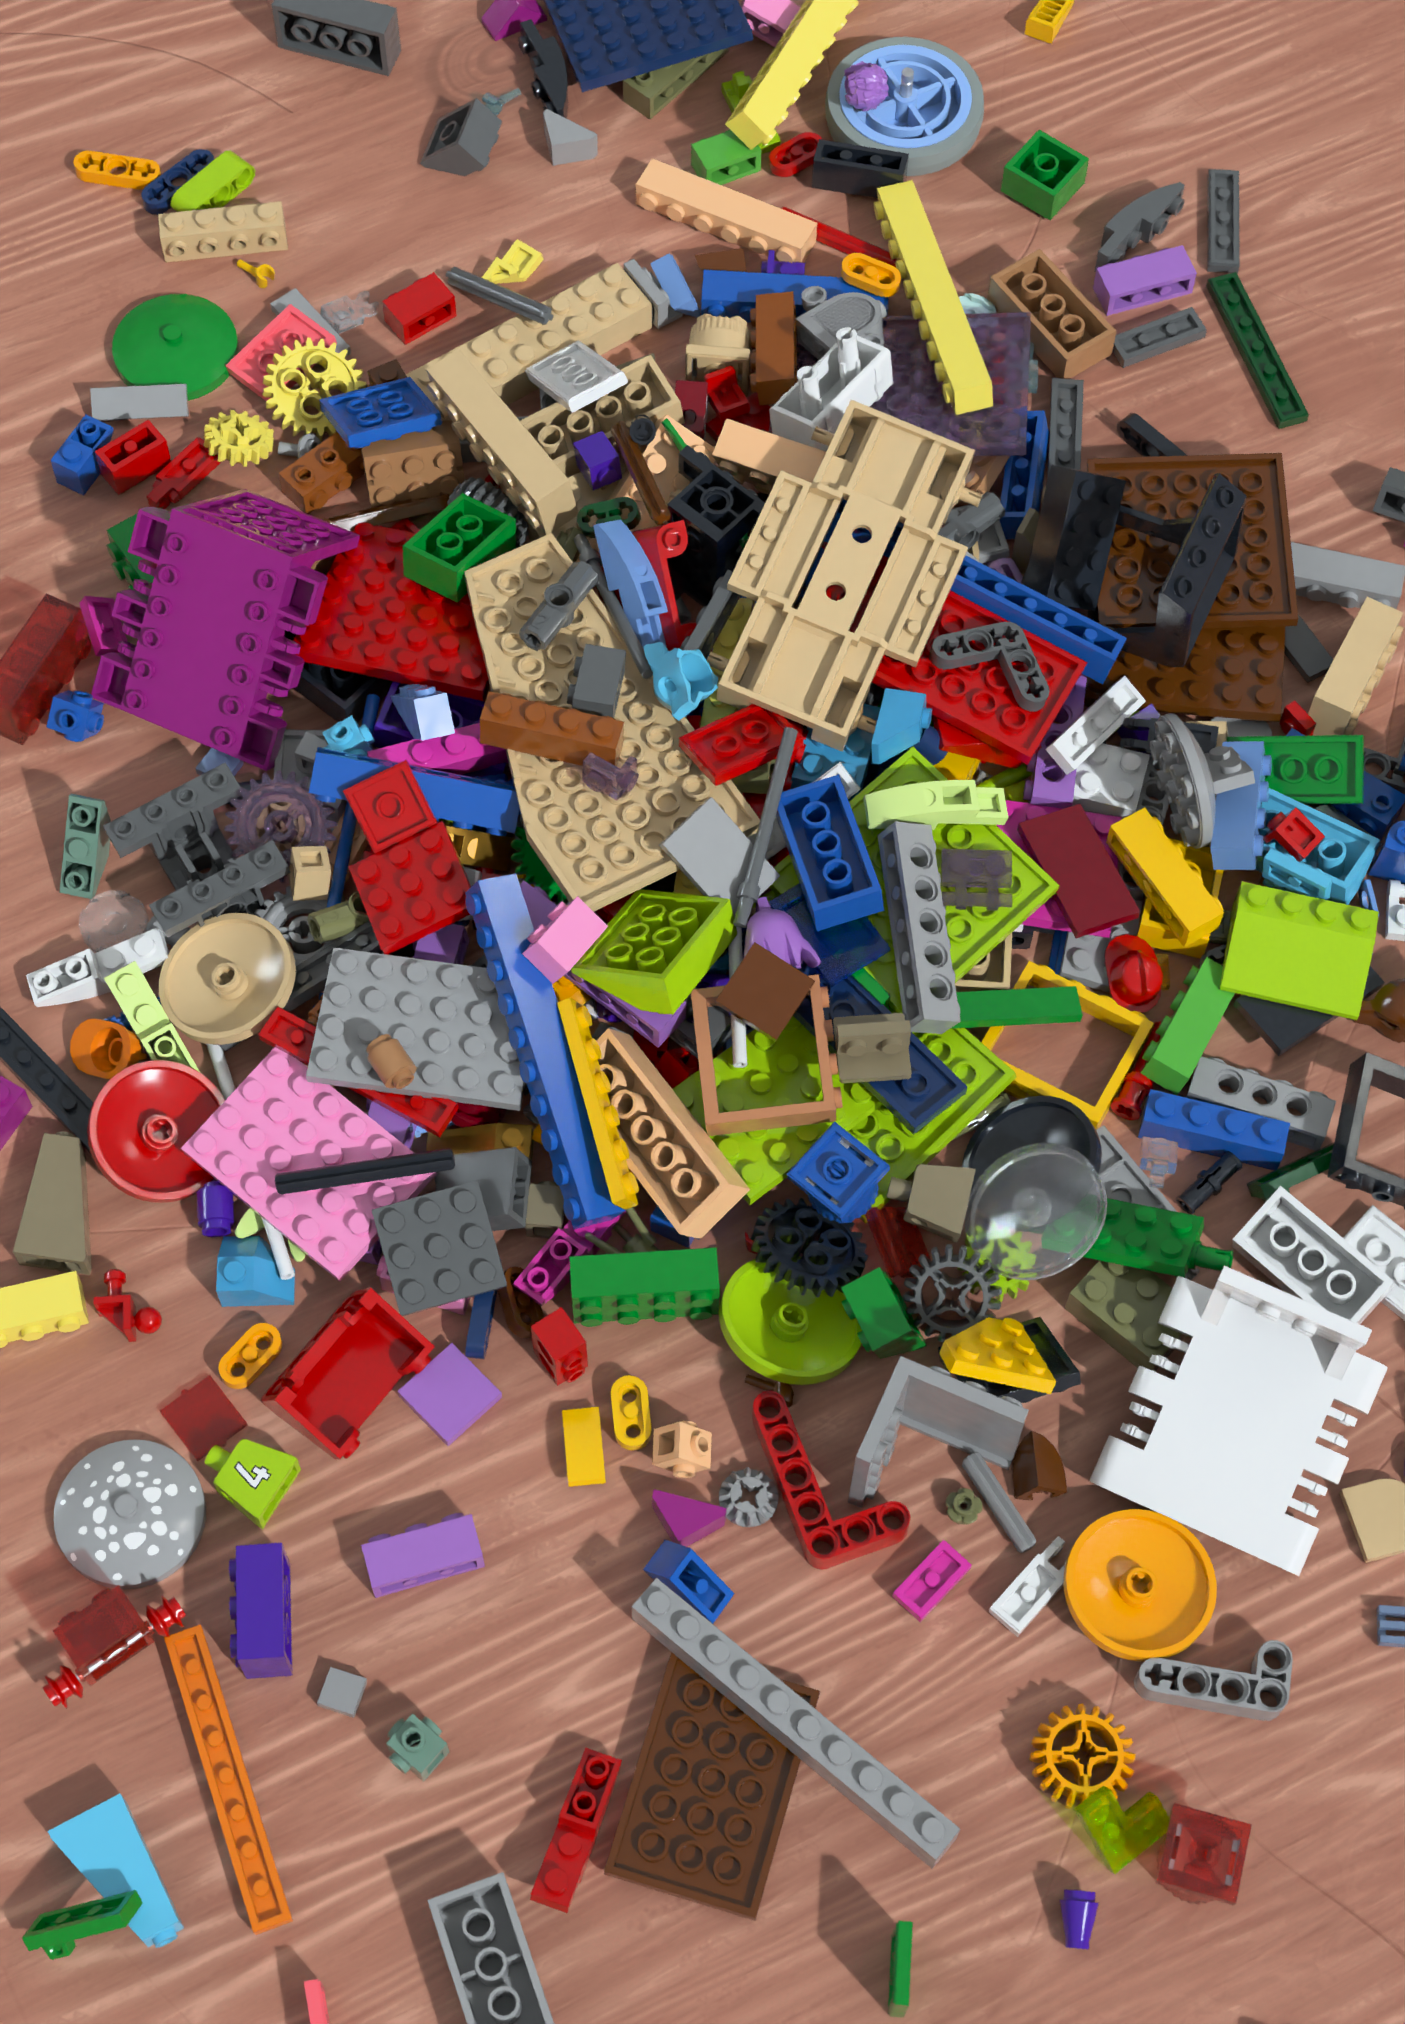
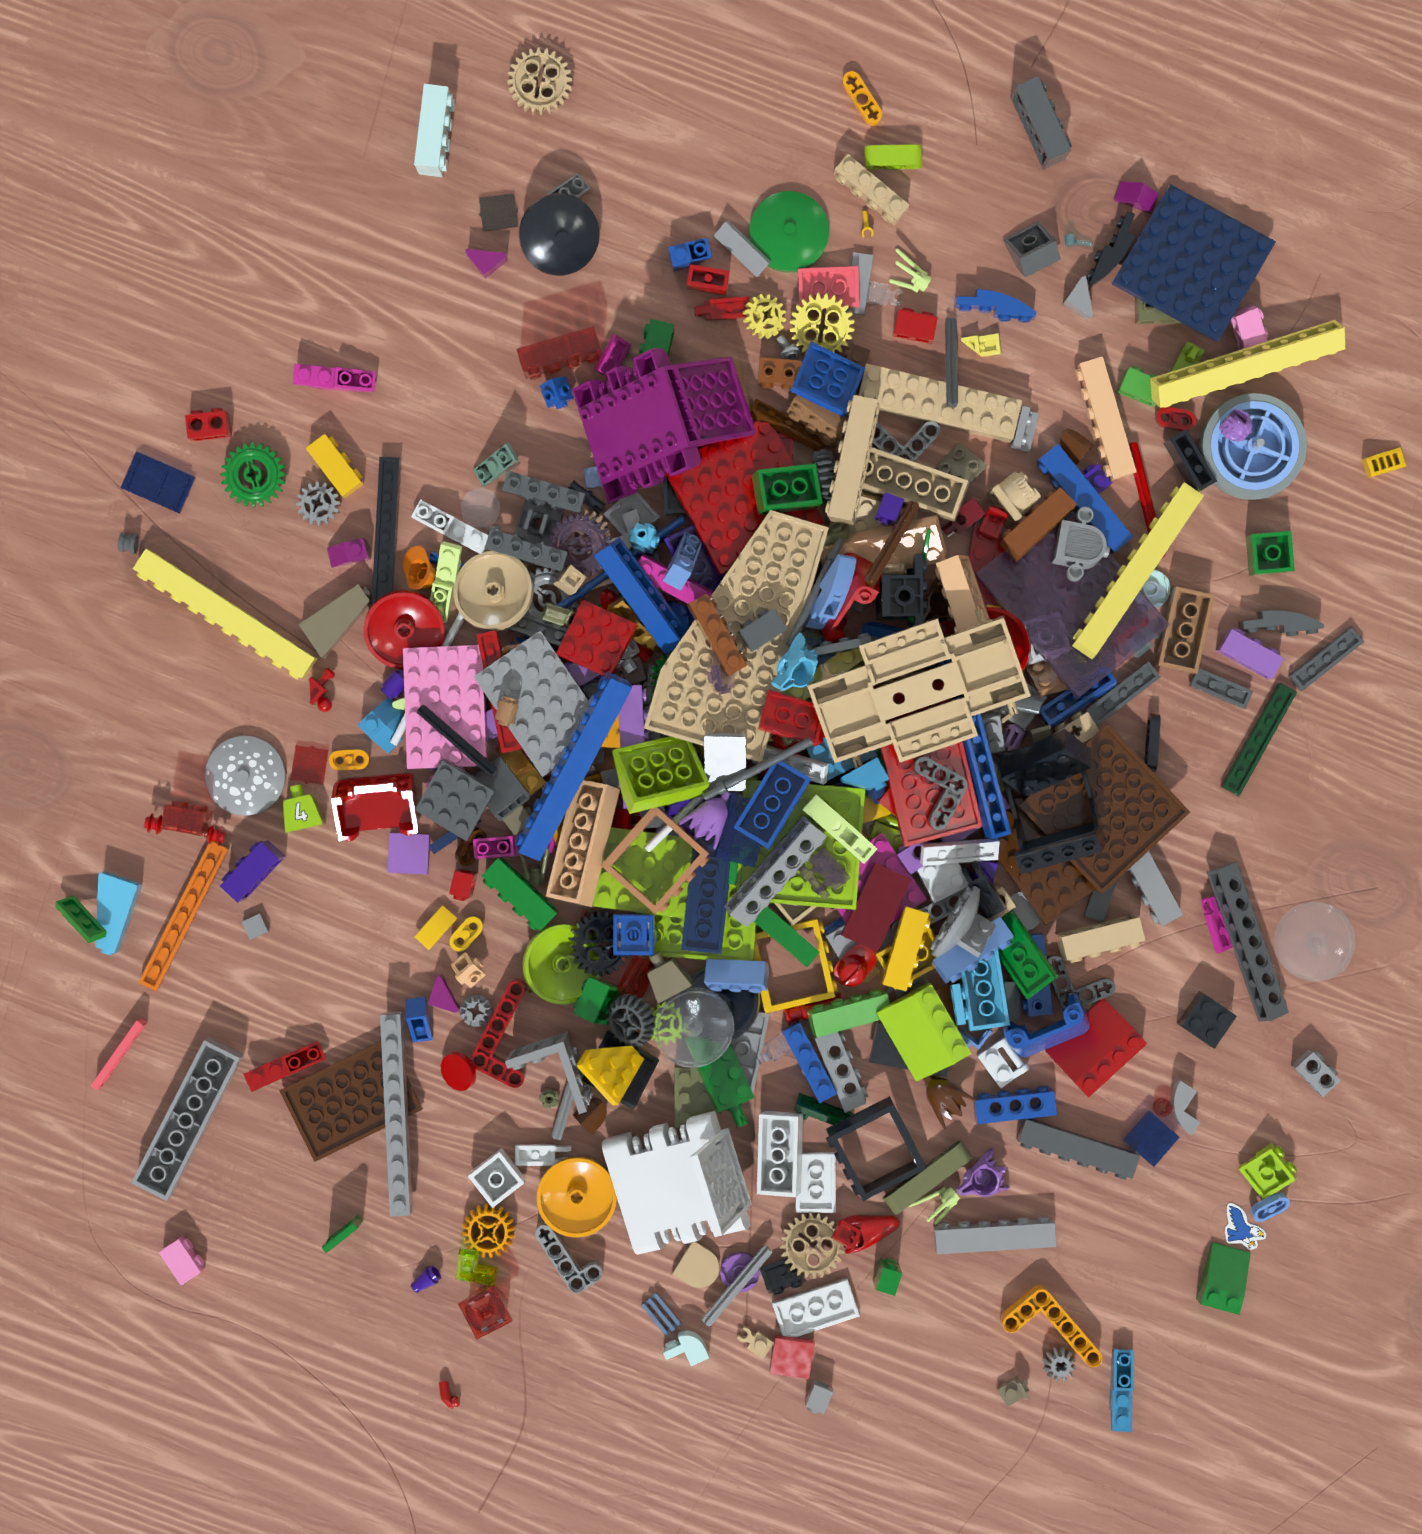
camera: 50 degrees right, 25 degrees up
(182, 169) = (868, 130): dark blue beam -> none
(373, 265) = (920, 277): none -> yellowish green plant
(390, 806) = (621, 596): red tile -> none
(421, 1758) = (255, 983): sand green brick -> none
(422, 1554) = (334, 907): medium lavender brick -> none
(489, 212) = (1004, 306): none -> blue slope
(558, 605) = (800, 571): dark grey piece -> none
(564, 939) = (622, 735): bright pink brick -> none
(576, 376) = (928, 453): white tile -> none
(601, 1114) = (570, 810): yellow plate -> none
(608, 511) = (863, 542): dark green beam -> none
(642, 429) = (919, 519): black pin -> none
(675, 285) = (1039, 435): medium blue slope -> none
(765, 992) = (678, 840): reddish brown tile -> none
(811, 1589) = (458, 1071): none -> red tile
(847, 372) = (1027, 581): white piece -> none
(872, 1047) = (701, 900): dark tan bracket -> none
(874, 275) = (1124, 529): light orange plate -> none
(931, 1580) = (506, 1113): dark pink plate -> none
(1013, 1105) = (736, 975): none -> medium blue brick
(1014, 1670) = (497, 1177): none -> white brick
(1209, 1182) = (798, 1079): black pin -> none
(1294, 833) = (977, 986): red bracket -> none
(1297, 718) = (1051, 931): red plate -> none

